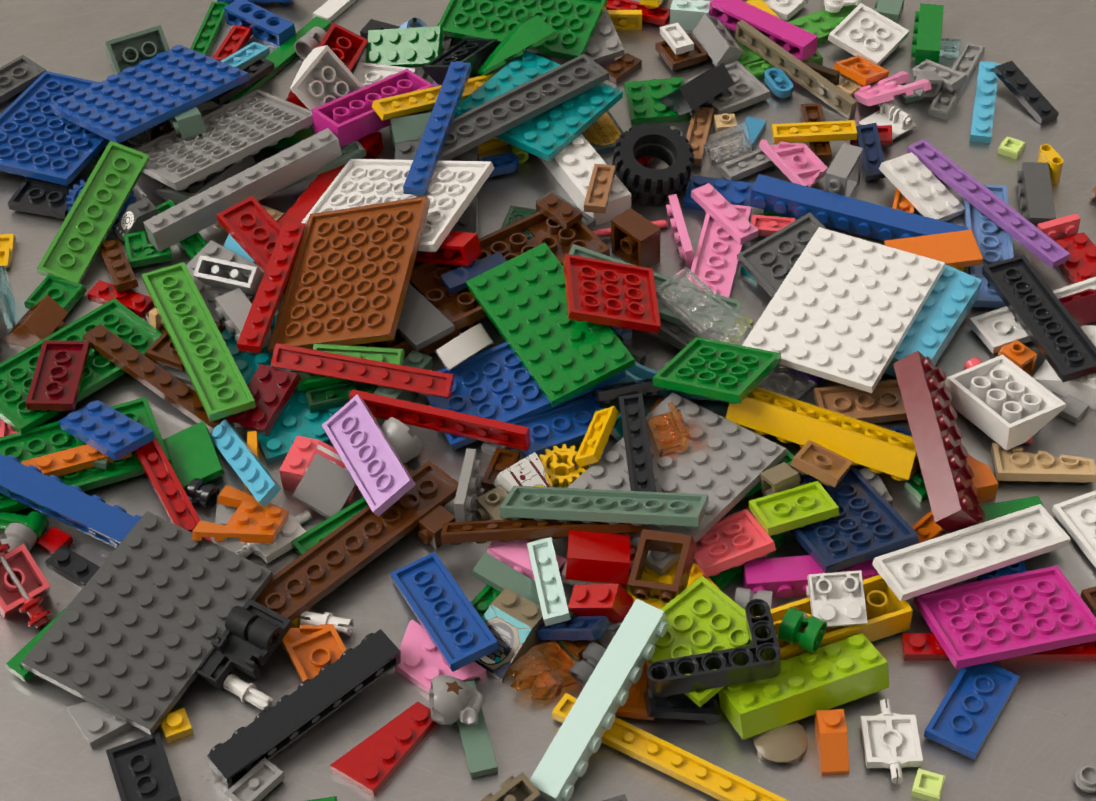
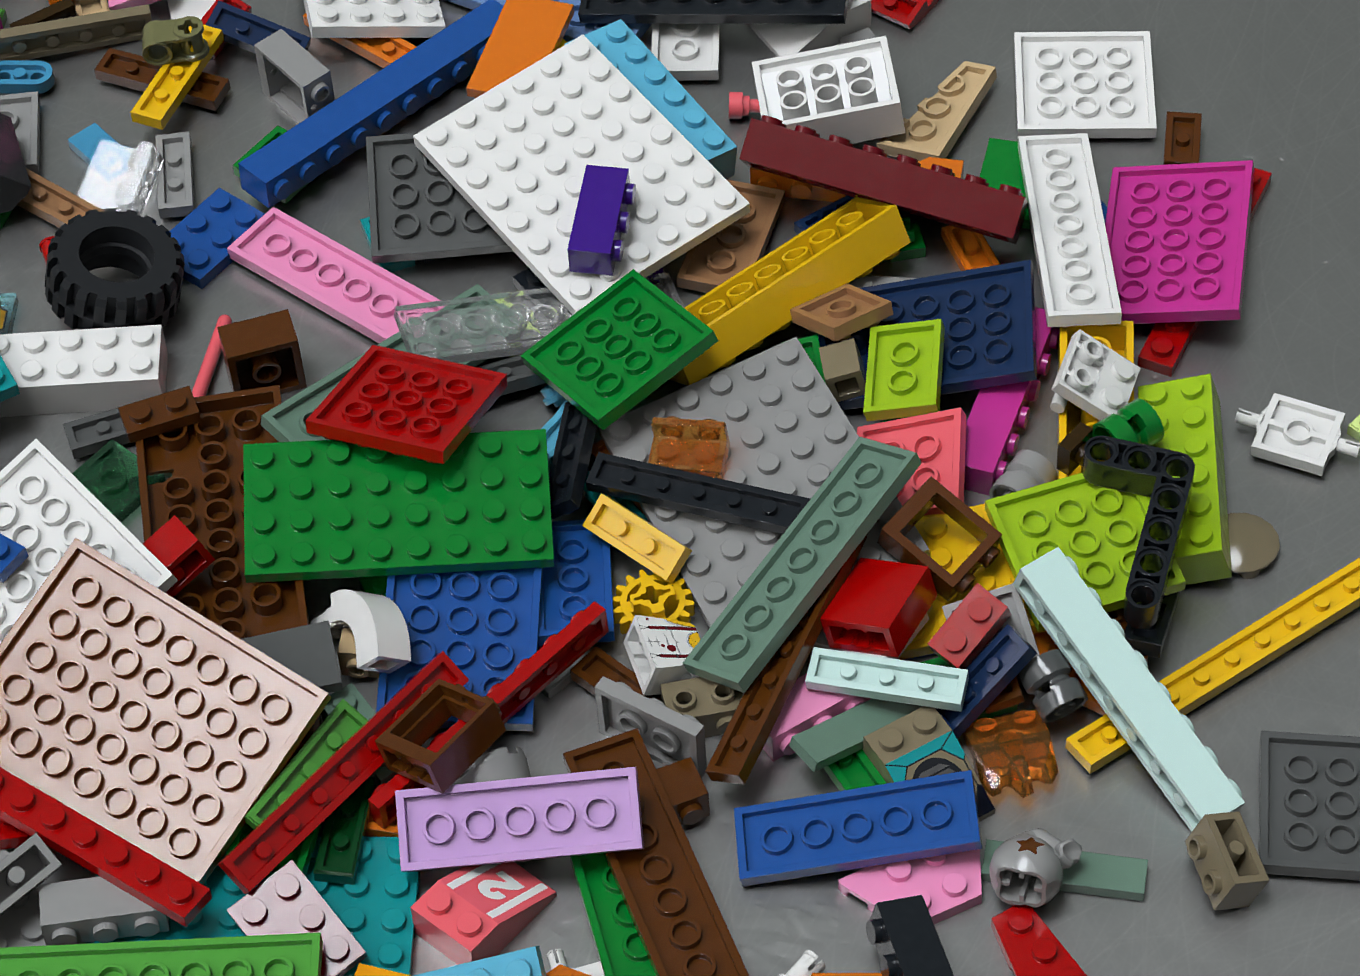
camera: 65 degrees left, 5 degrees up
(324, 487) = (530, 906): light grey slope -> none
(395, 394) = (403, 740): none -> reddish brown window
(456, 279) = (226, 574): dark blue tile -> none
(599, 188) = (140, 349): medium nougat plate -> none
(681, 236) = (258, 301): bright pink plate -> none
(724, 122) = (69, 169): tan plate -> none
(724, 213) = (270, 239): bright pink plate -> none
(769, 224) = (326, 200): coral plate -> none
(777, 605) = (1071, 448): none -> dark brown plate
(795, 162) = (222, 120): bright pink wing -> none
(802, 321) = (600, 220): none -> dark purple brick
(827, 116) = (171, 41): none -> olive piece
(832, 741) = (1274, 490): orange slope -> none
(971, 708) = (1287, 340): blue plate -> none
(1020, 355) = (745, 51): orange brick -> none

